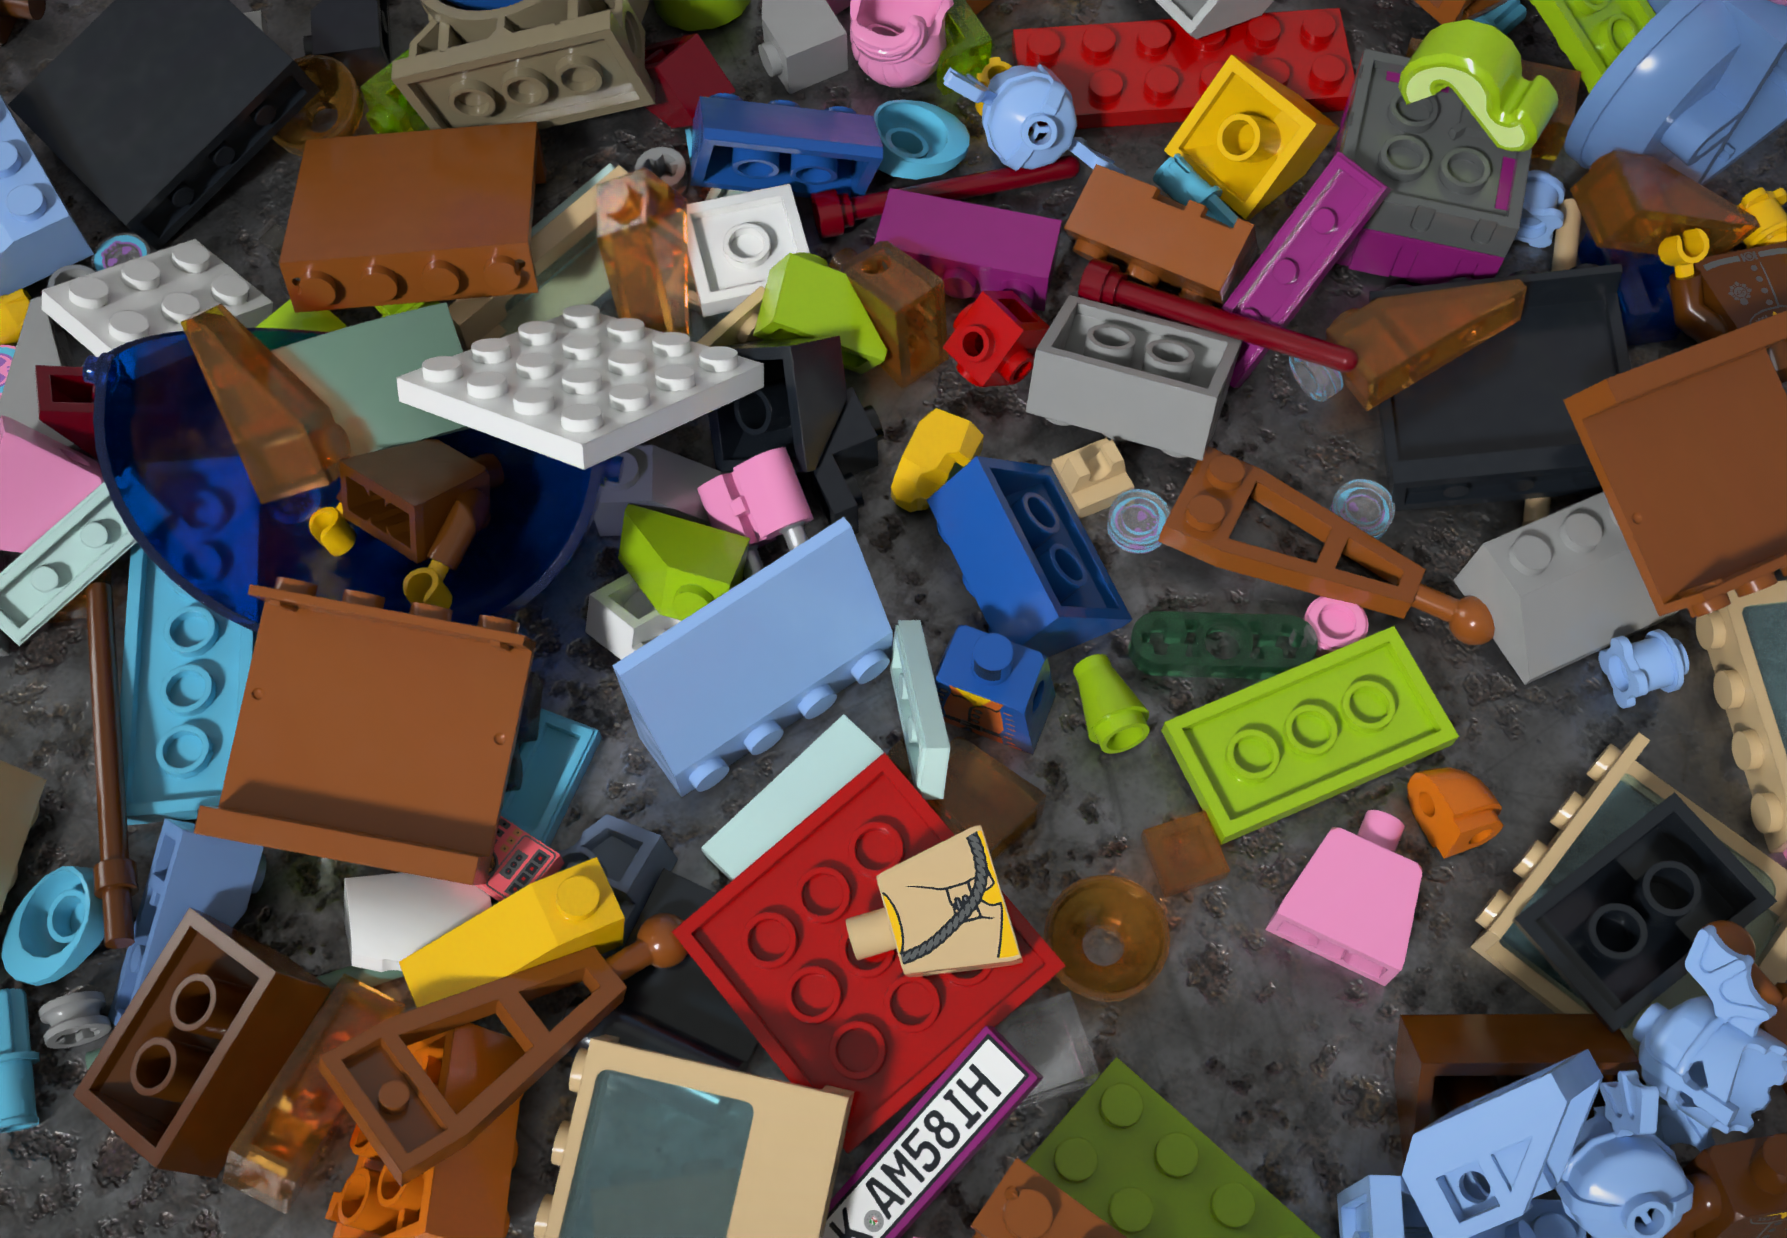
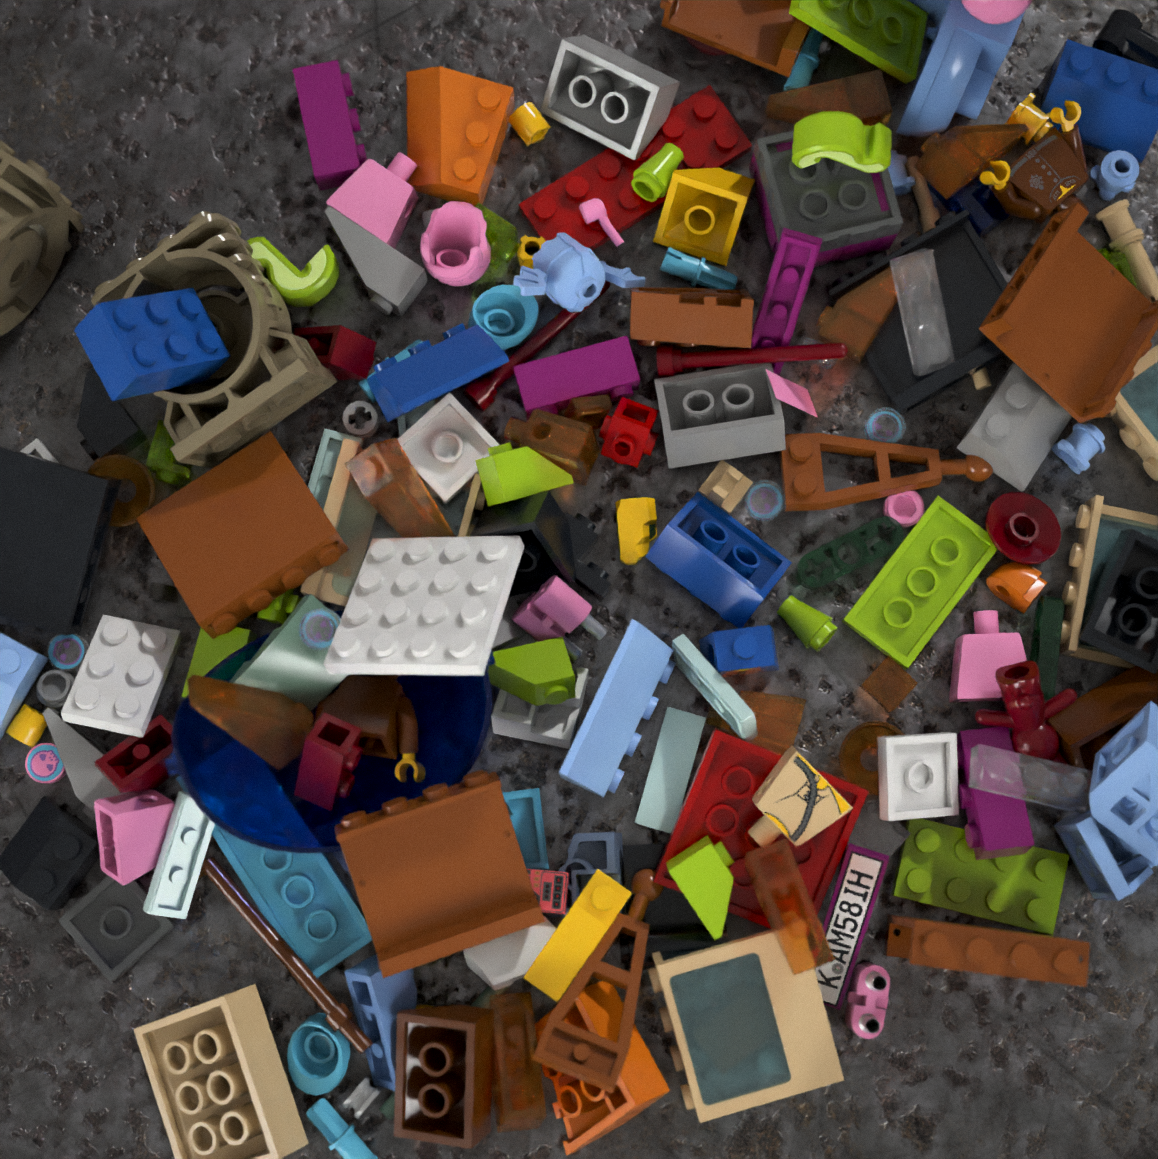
camera: 30 degrees left, 15 degrees up
(323, 512) = (328, 761): none -> dark red brick
(424, 339) = (318, 628): none -> clear tile
(741, 964) = (705, 881): none -> lime slope
(837, 1052) = (788, 906): none -> clear orange slope
(961, 284) = (589, 410): none -> clear orange tile
(1104, 66) = (595, 210): none -> bright pink hand
(1155, 988) = (918, 776): none -> white plate
(1202, 56) = (654, 176): none -> lime cone
(1248, 392) = (791, 393): none -> bright pink sticker
(1257, 1084) = (995, 822): none -> magenta brick
(1327, 1079) = (1030, 778): none -> clear plate
(1368, 1028) = (1028, 711): none -> dark red animal
(1448, 927) = (1046, 641): none -> clear green beam
(1491, 362) = (922, 311): none -> clear plate
(1502, 731) = (1031, 519): none -> dark red dish

